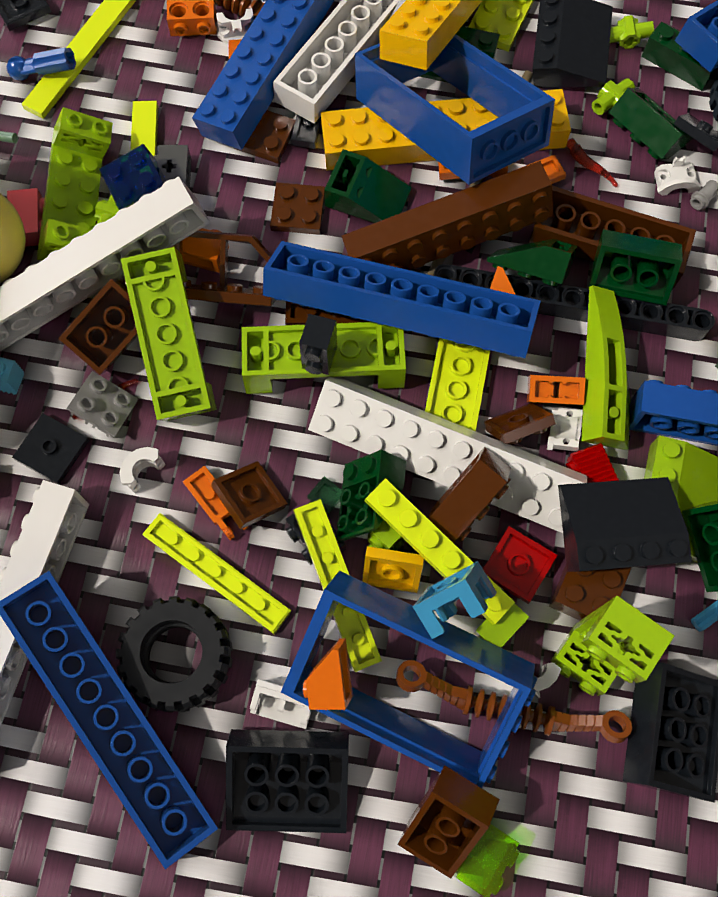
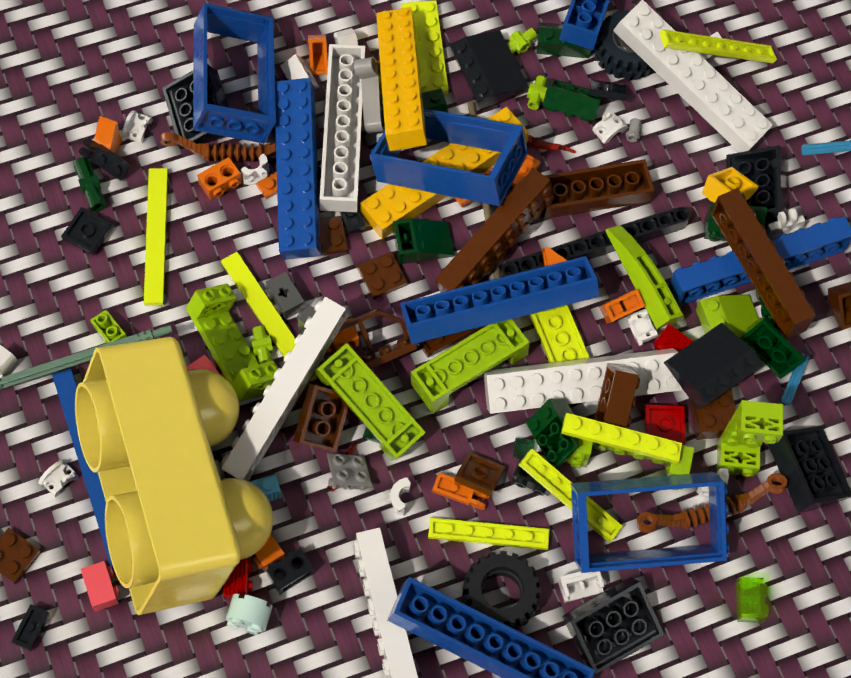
camera: 35 degrees left, 5 degrees down
(41, 63) = (141, 267): blue piece -> none
(51, 449) = (331, 518): black plate -> none
(132, 176) = (274, 315): clear blue brick -> none
(318, 344) = (473, 355): black brick -> none
(330, 681) = (608, 545): orange slope -> none
(392, 569) = (597, 466): yellow tile -> none
(448, 822) = (719, 587): reddish brown brick -> none
(468, 585) = (645, 453): dark azure panel -> none
(520, 422) = (613, 338): reddish brown plate -> none
(543, 259) = (560, 228): dark green slope -> none
(636, 266) = (624, 202): dark green slope -> none

